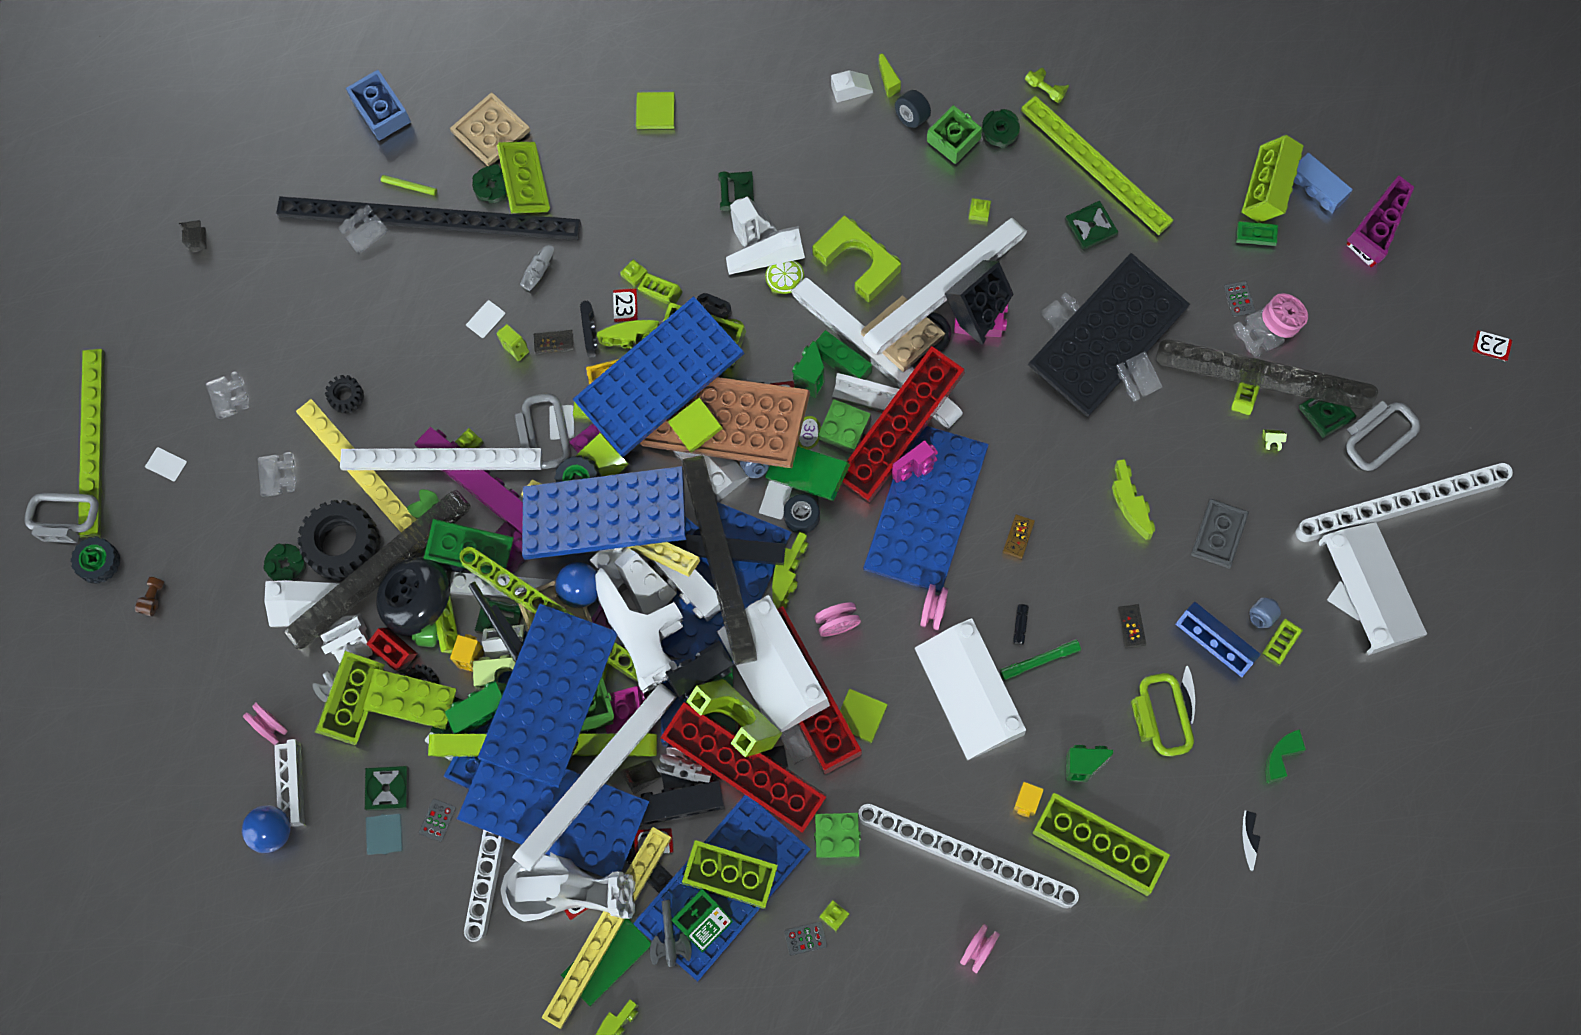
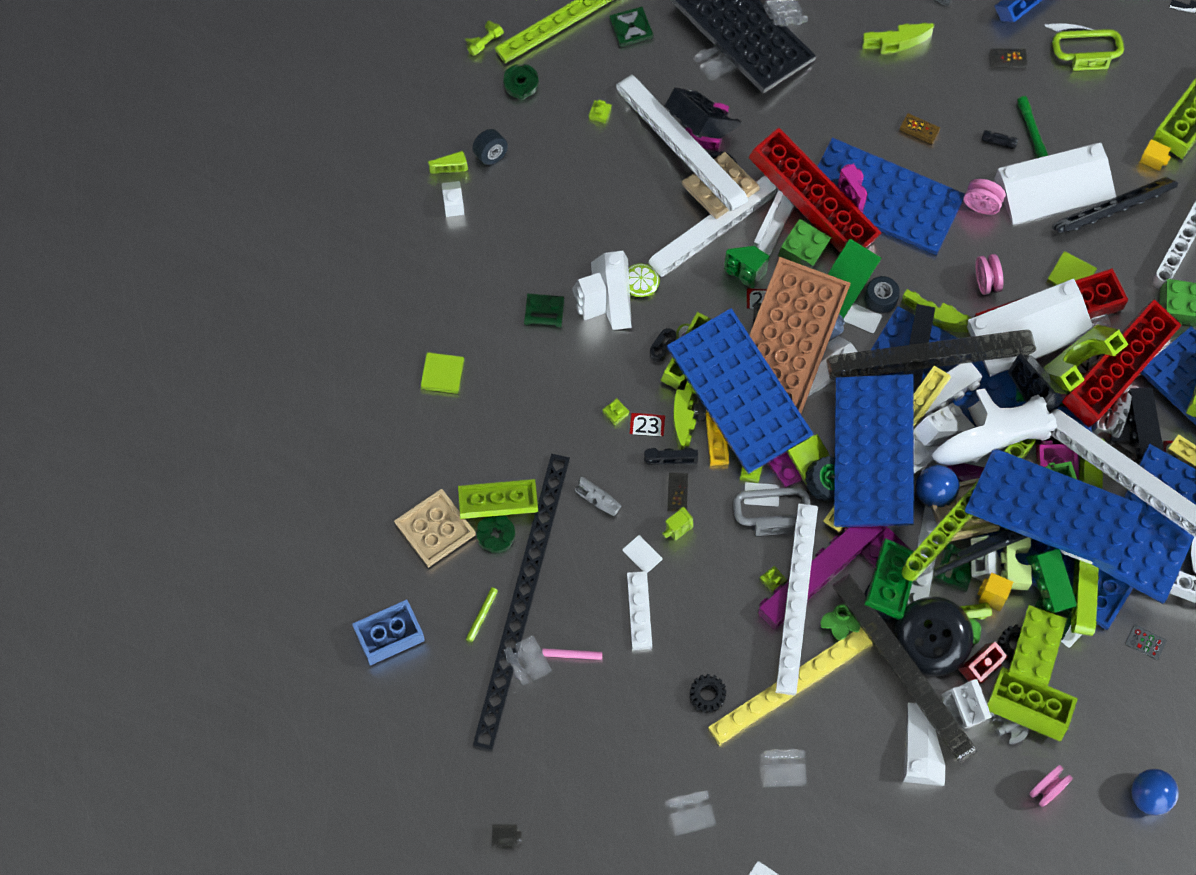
camera: 90 degrees left, 5 degrees down
(279, 553) = (885, 776): dark green plate -> none
(295, 781) = (1101, 766): white fence -> none
(326, 519) = (875, 680): black tyre -> none
(376, 269) = (572, 654): none -> bright pink bar
(384, 834) = (1157, 691): clear light blue piece -> none
(398, 788) = (1115, 695): dark green piece -> none
(425, 323) = (639, 610): none -> white plate
(671, 294) = (640, 375): lime slope -> none
(695, 425) = (793, 364): lime tile -> none
(842, 357) = (738, 236): green brick -> none
(848, 235) = (645, 195): lime arch -> none
(954, 134) = (524, 116): bright green brick -> none
(954, 757) = (1114, 205): none -> black hinge
(1084, 762) = (1131, 104): green slope -> none

